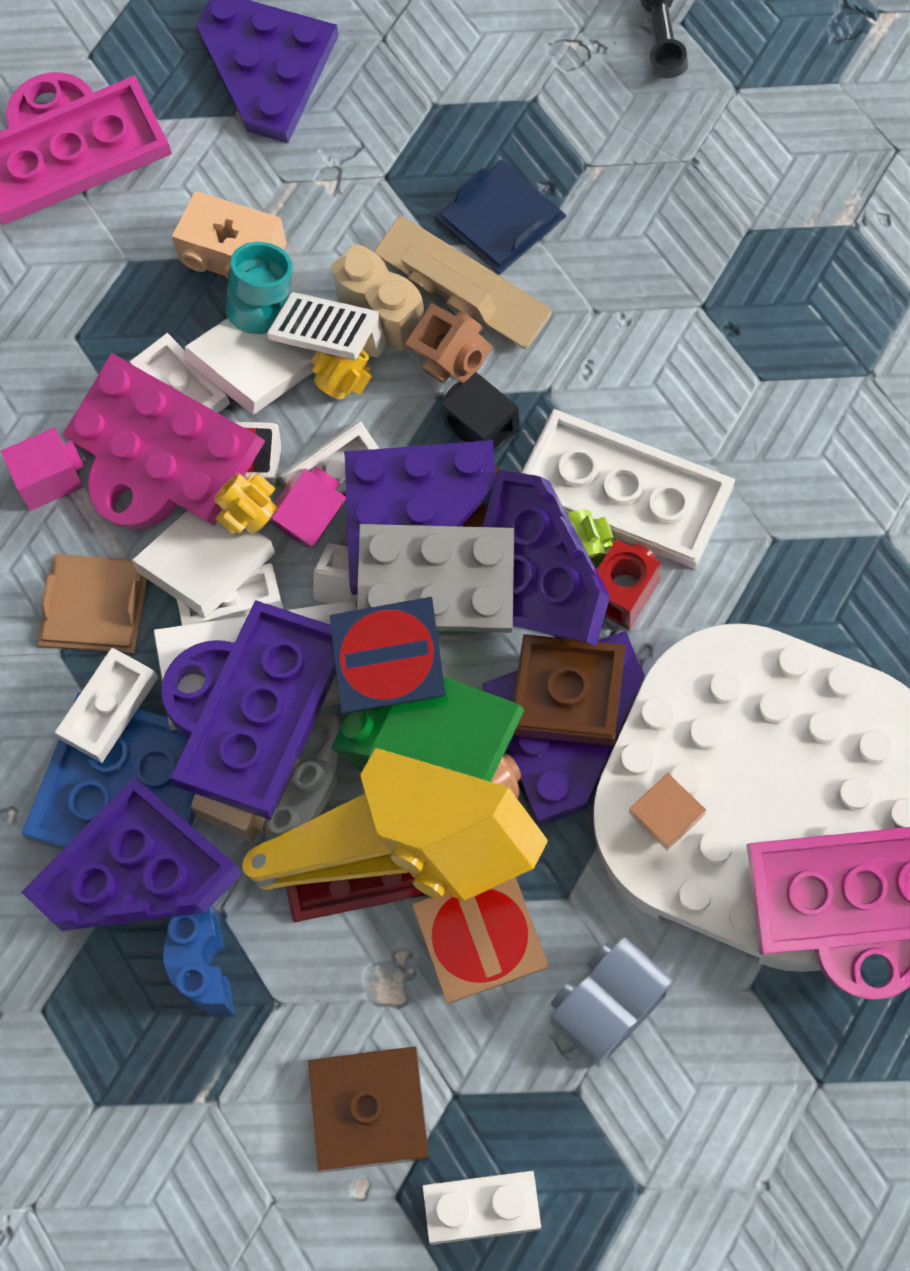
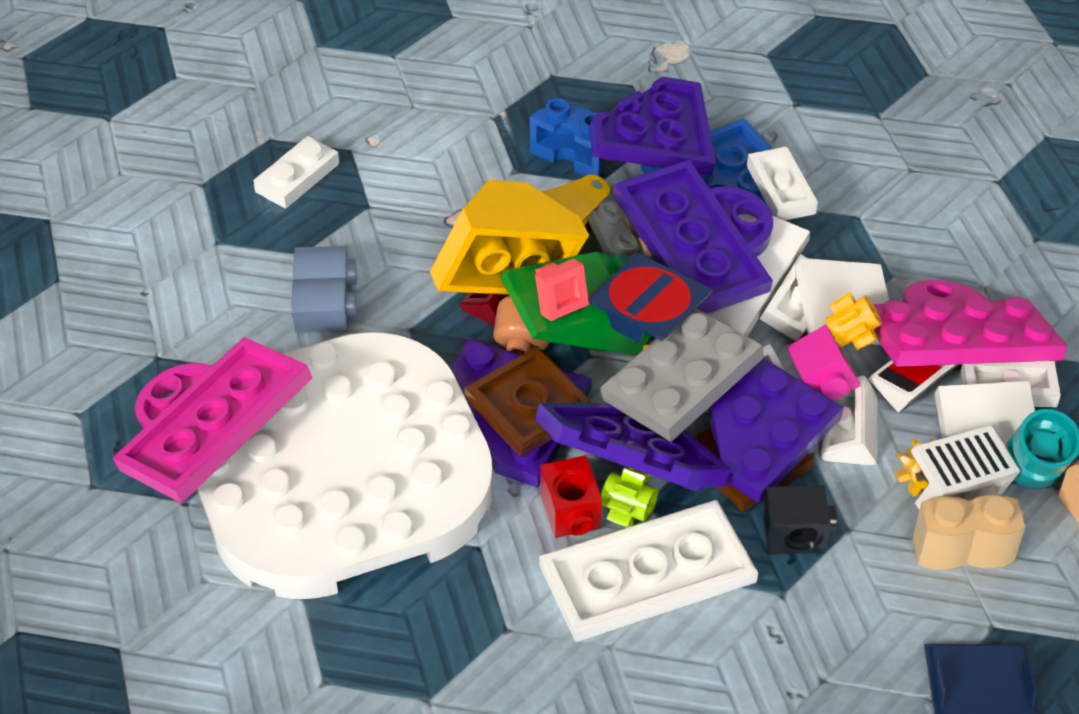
camera: 125 degrees right, 20 degrees down
(43, 468) = (1007, 268): dark pink brick -> none
(92, 604) = (882, 241): medium nougat piece -> none
(368, 1109) = (406, 163): reddish brown plate -> none
(449, 344) = (874, 532): nougat brick -> none
(462, 282) = (932, 589): tan bracket -> none
(465, 713) = (561, 288): none -> coral tile
(480, 940) = (414, 257): piece -> none
(667, 811) = (384, 370): nougat tile -> none

